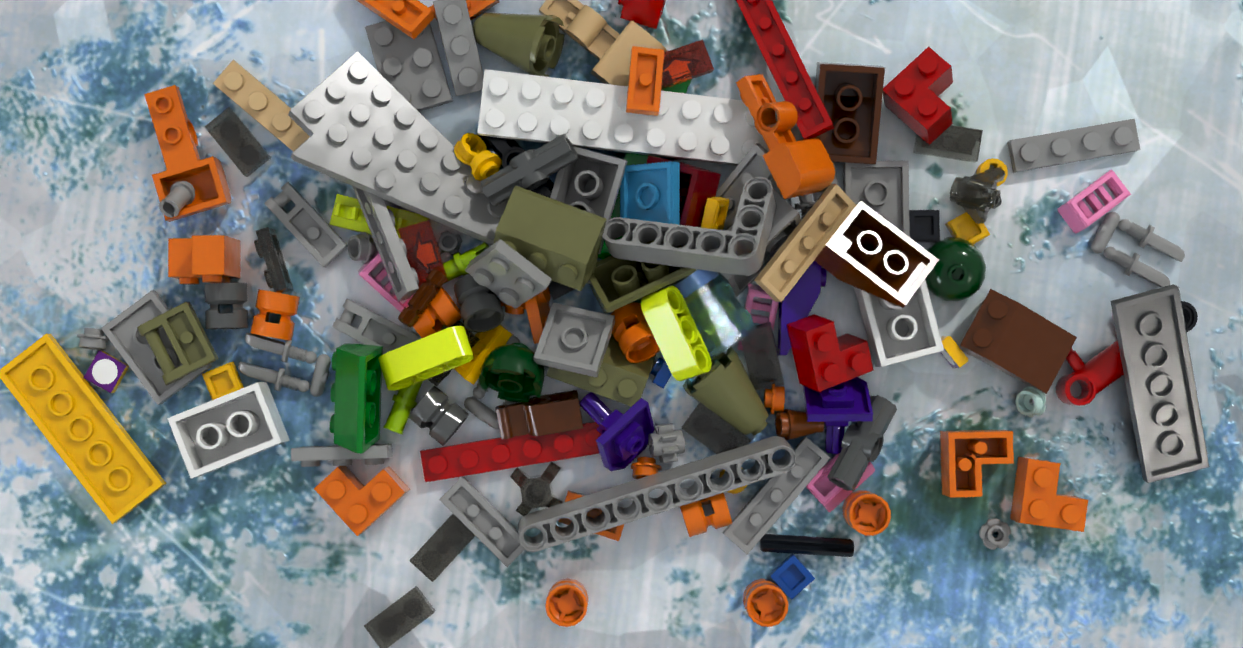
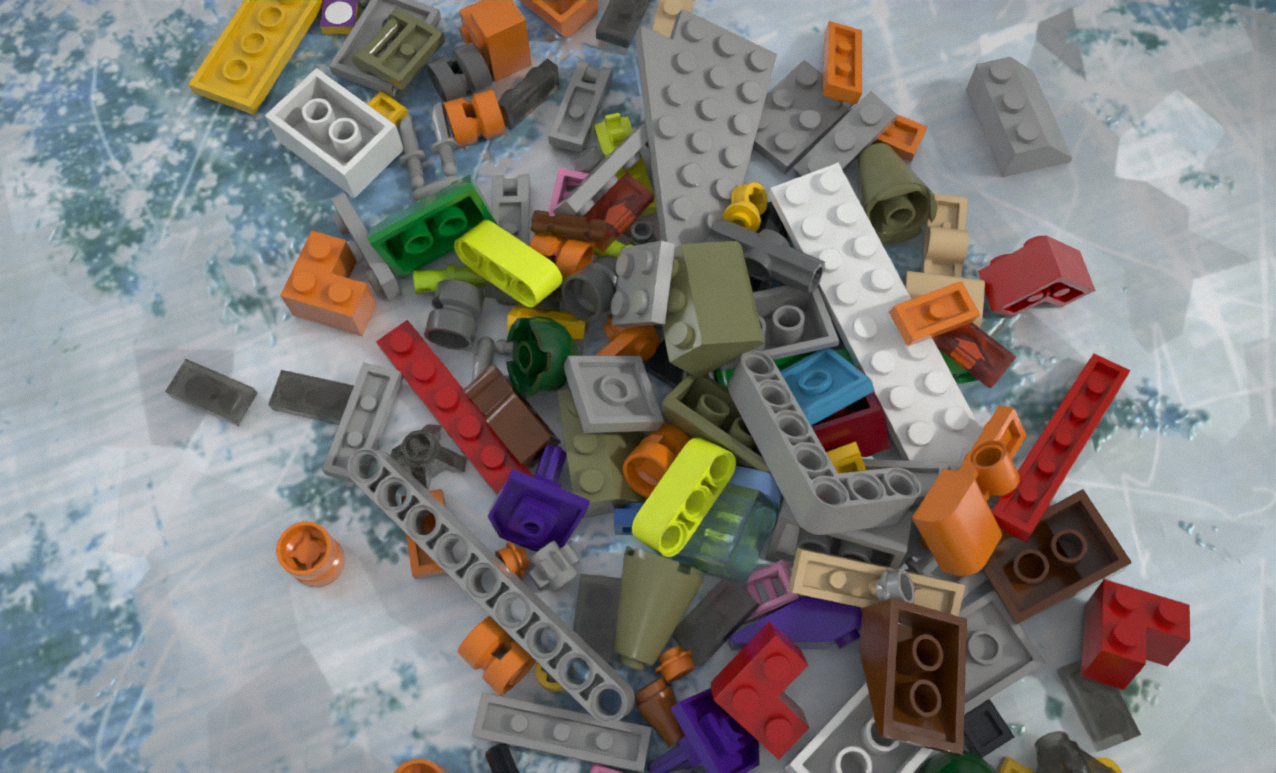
camera: 65 degrees right, 20 degrees down
(817, 234) = (895, 585): none -> light grey plate

